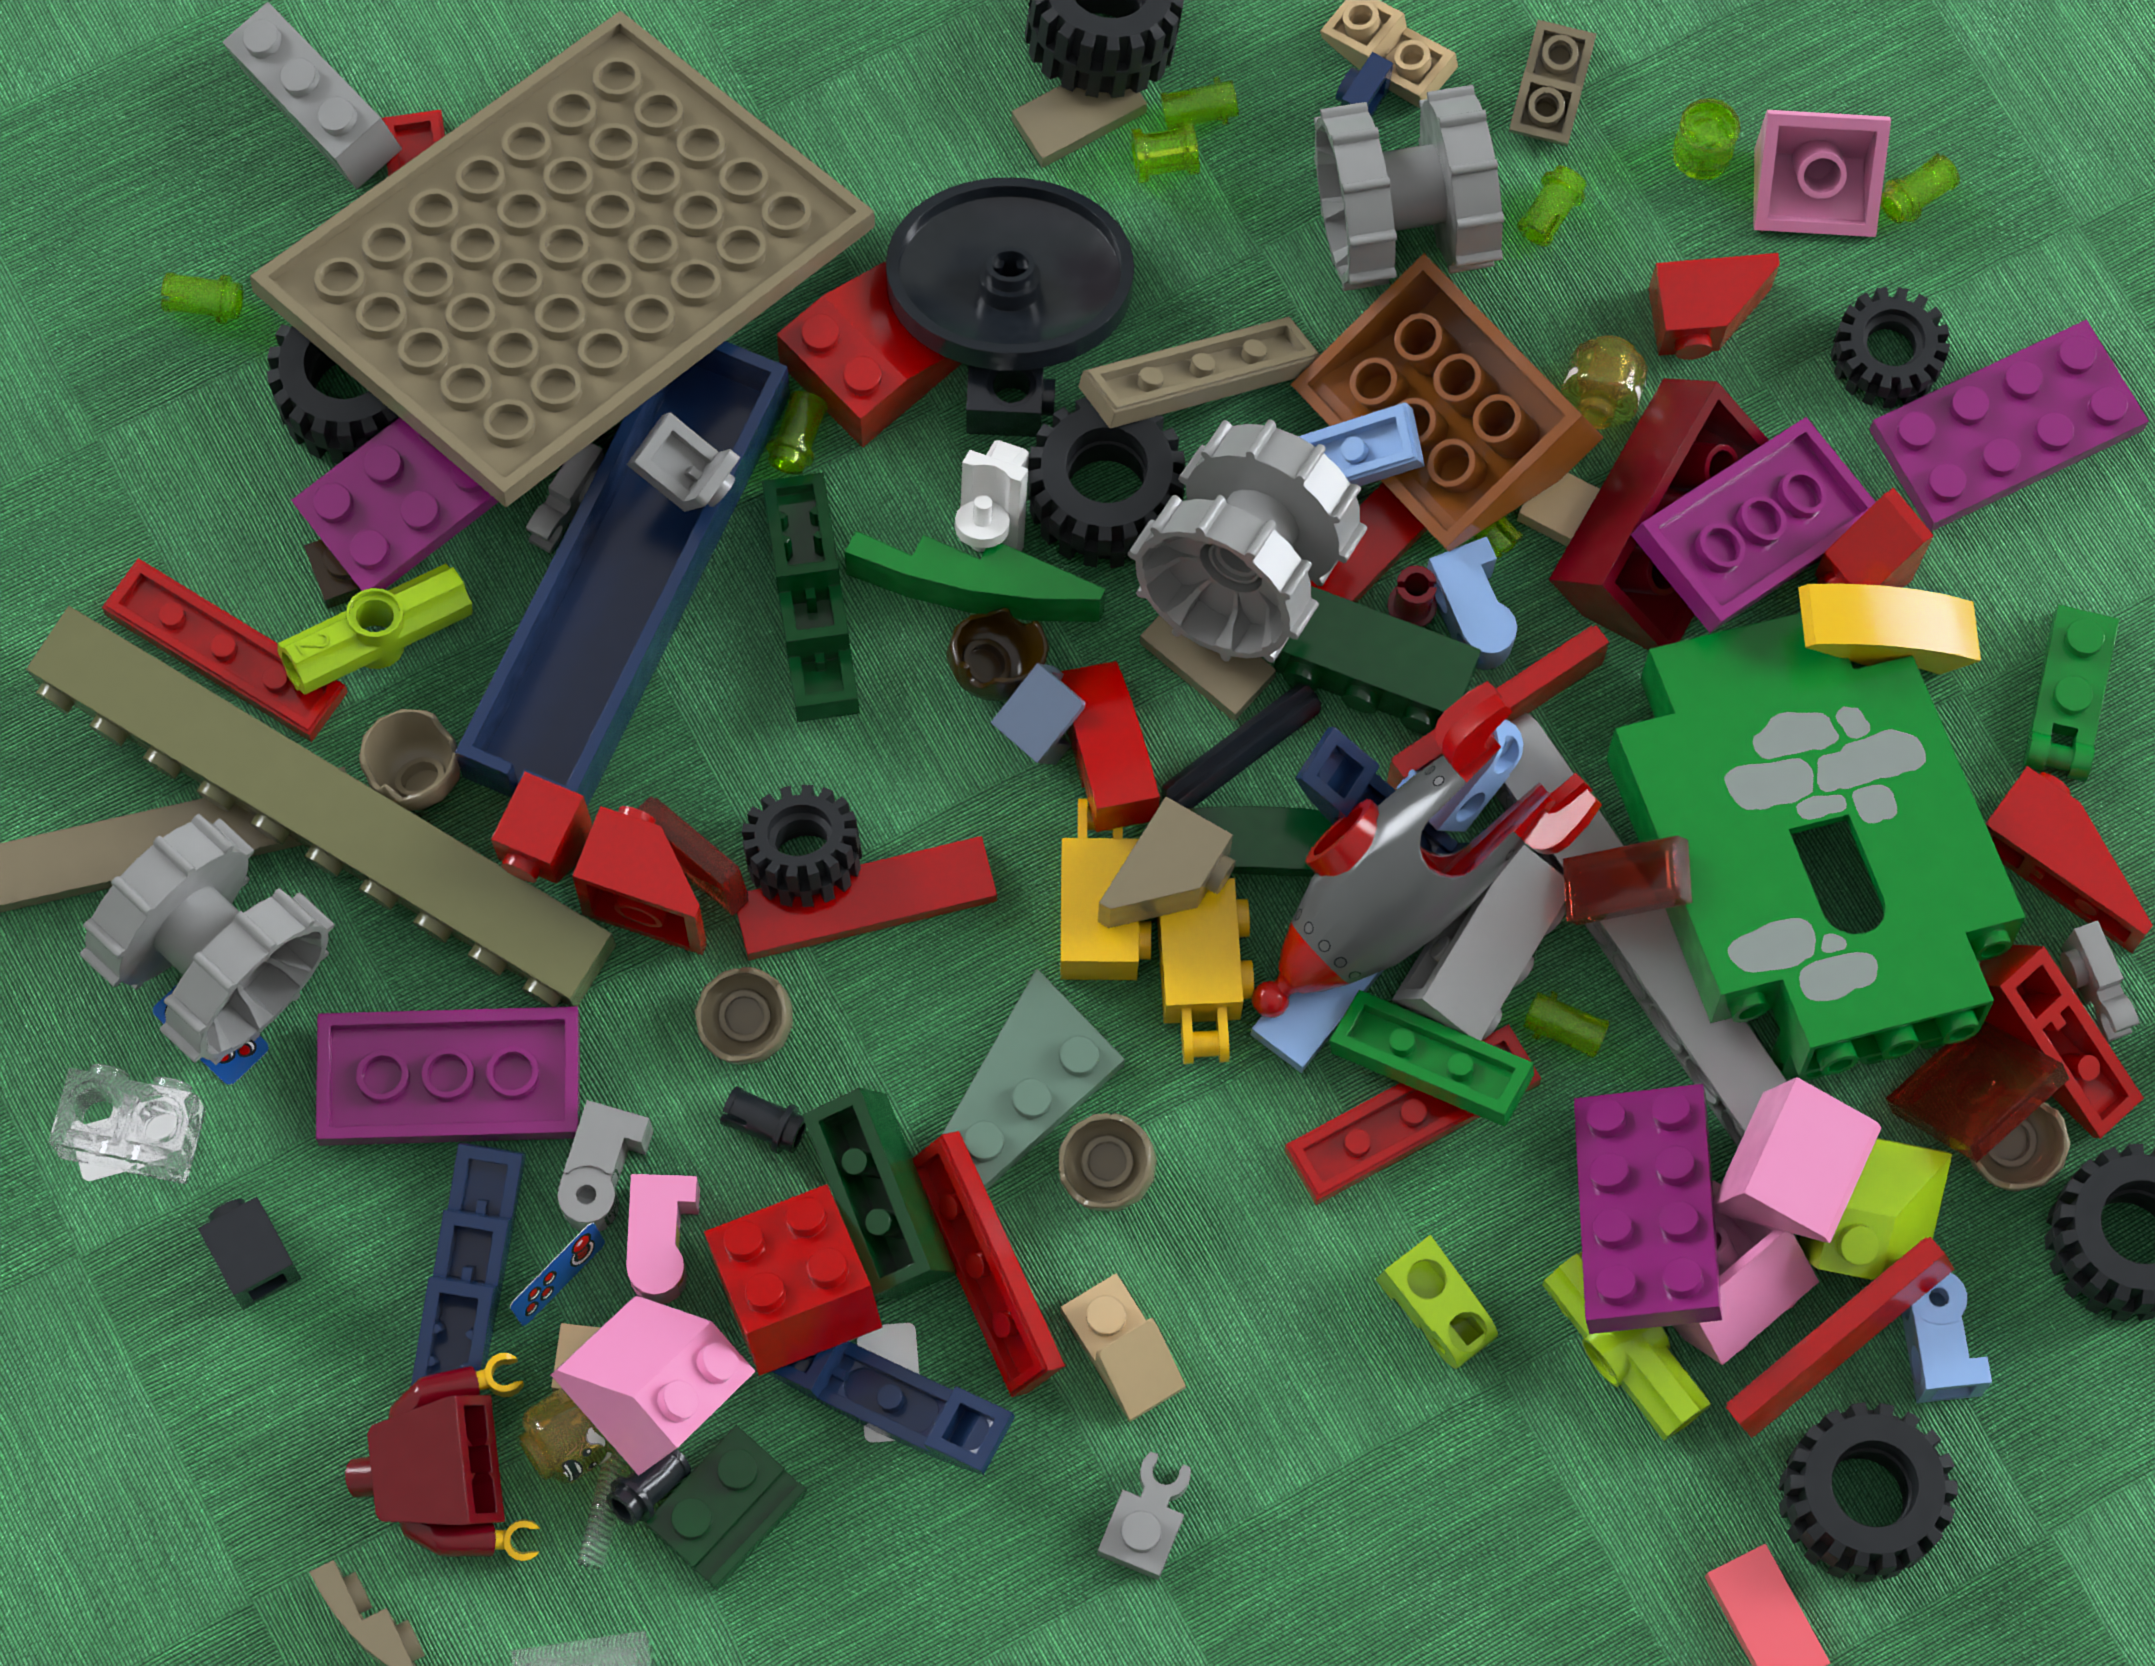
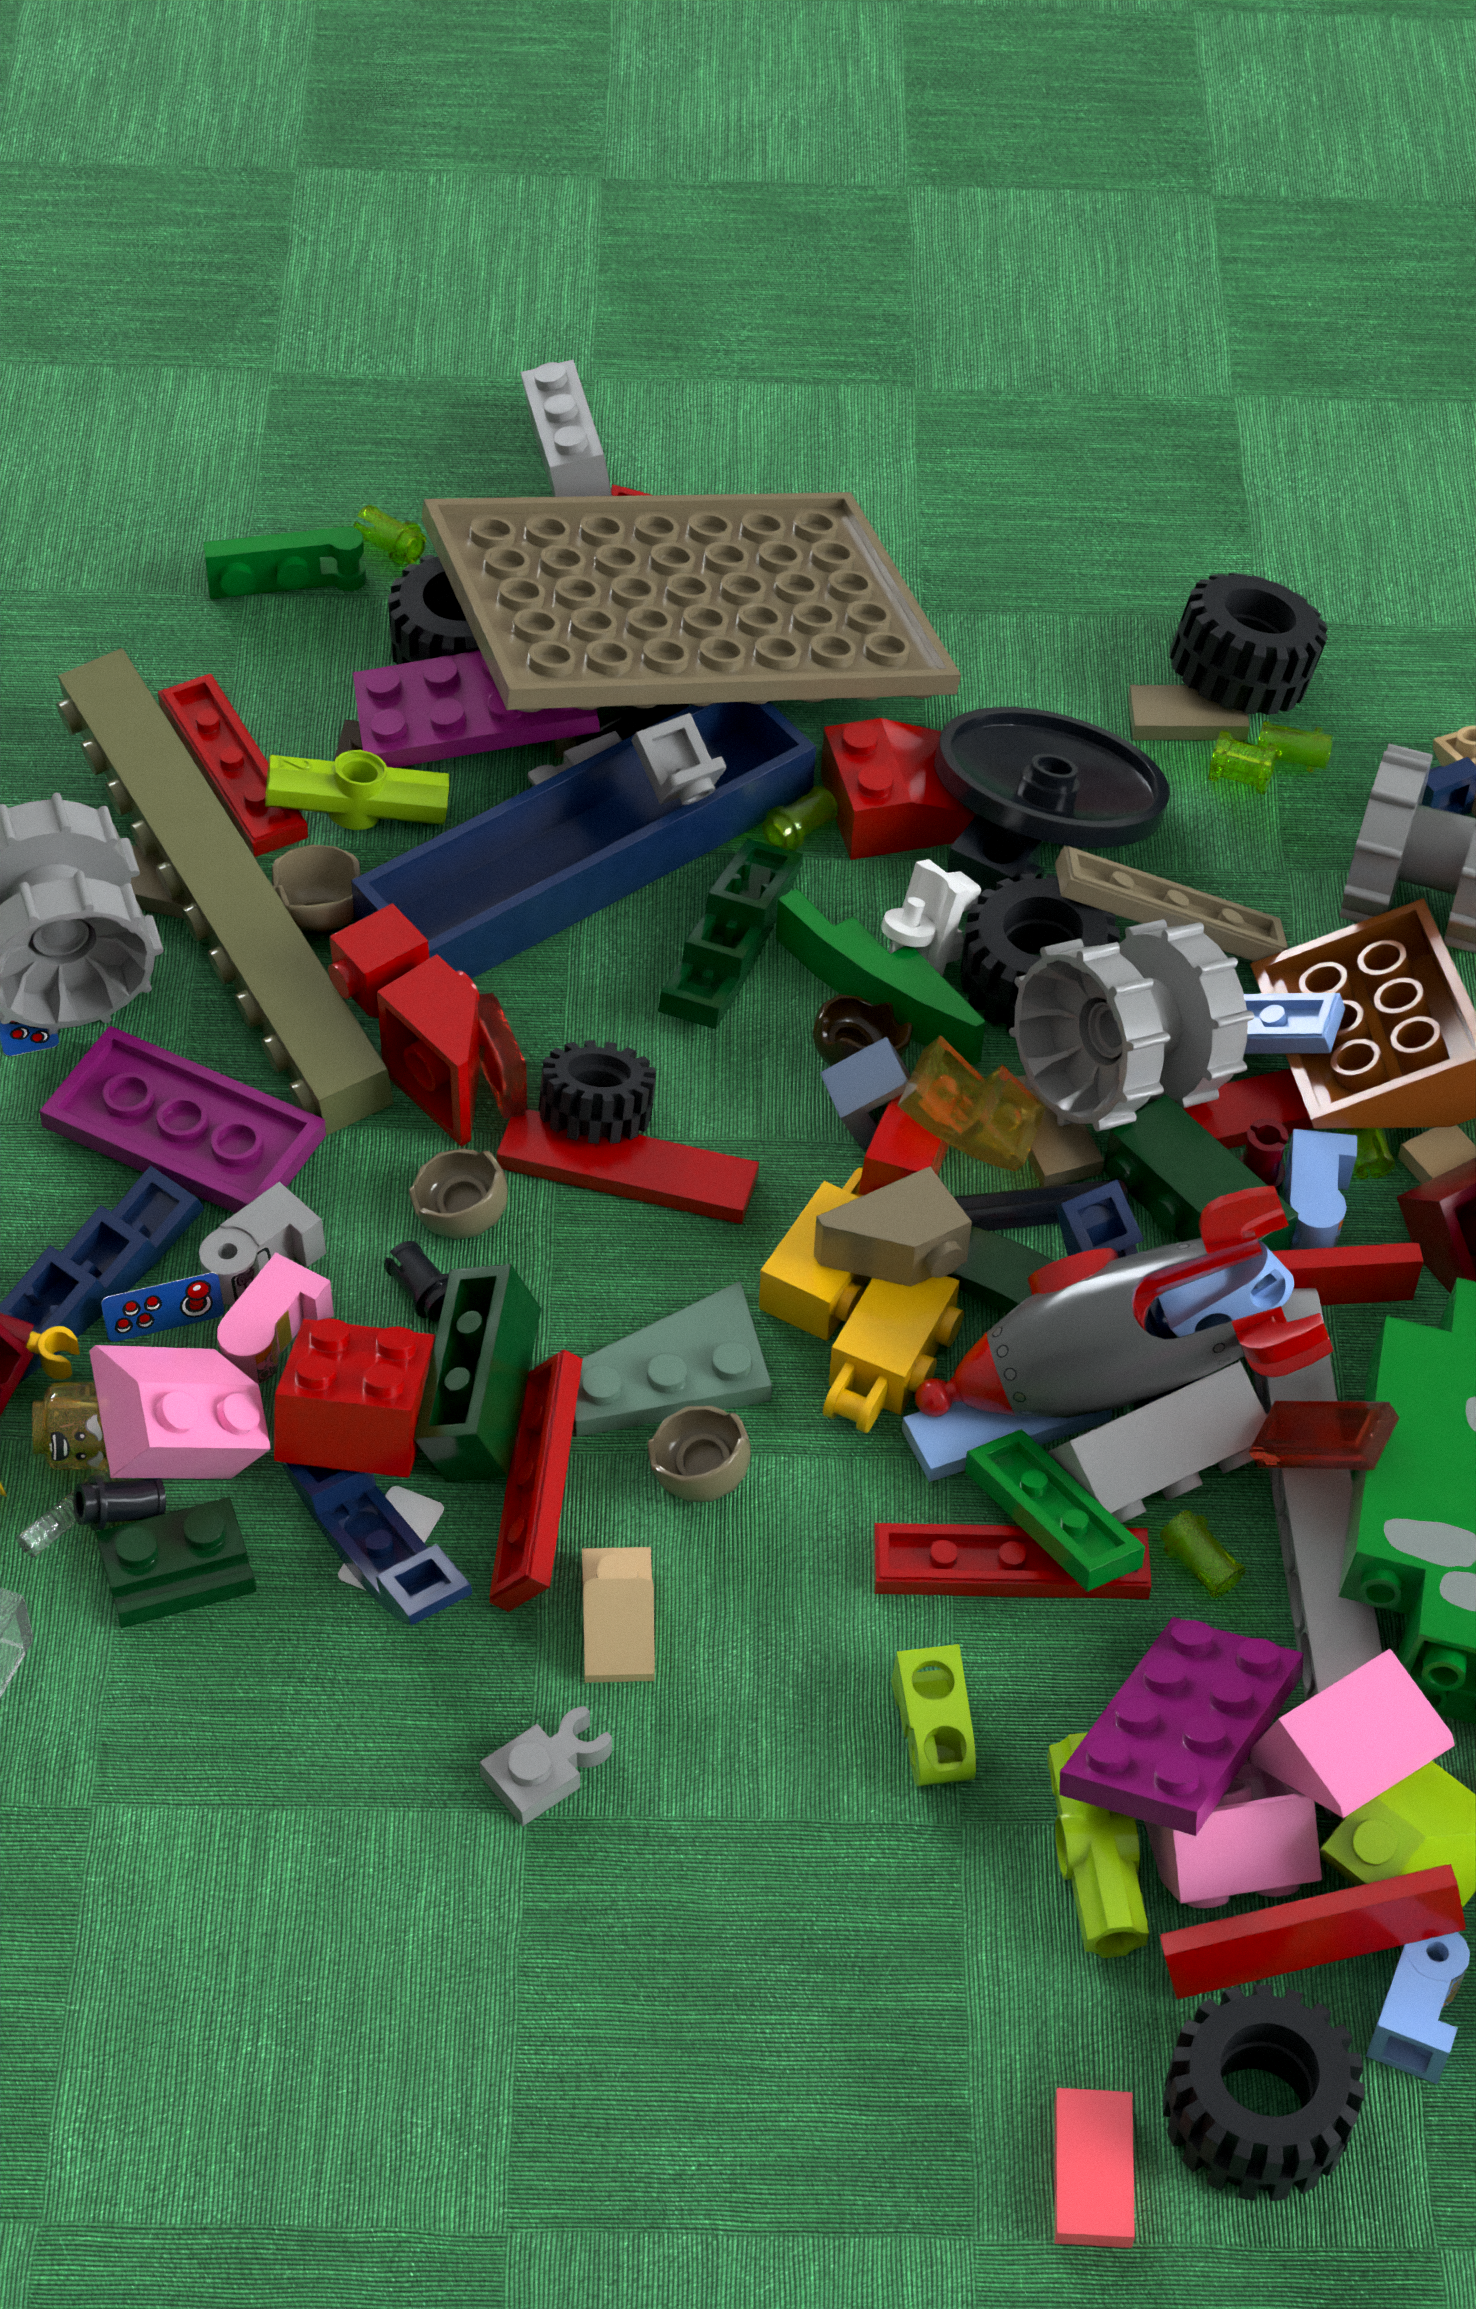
camera: 30 degrees right, 20 degrees down
(126, 389) = (285, 562): none -> green plate
(1149, 693) = (979, 1116): none -> clear yellow slope

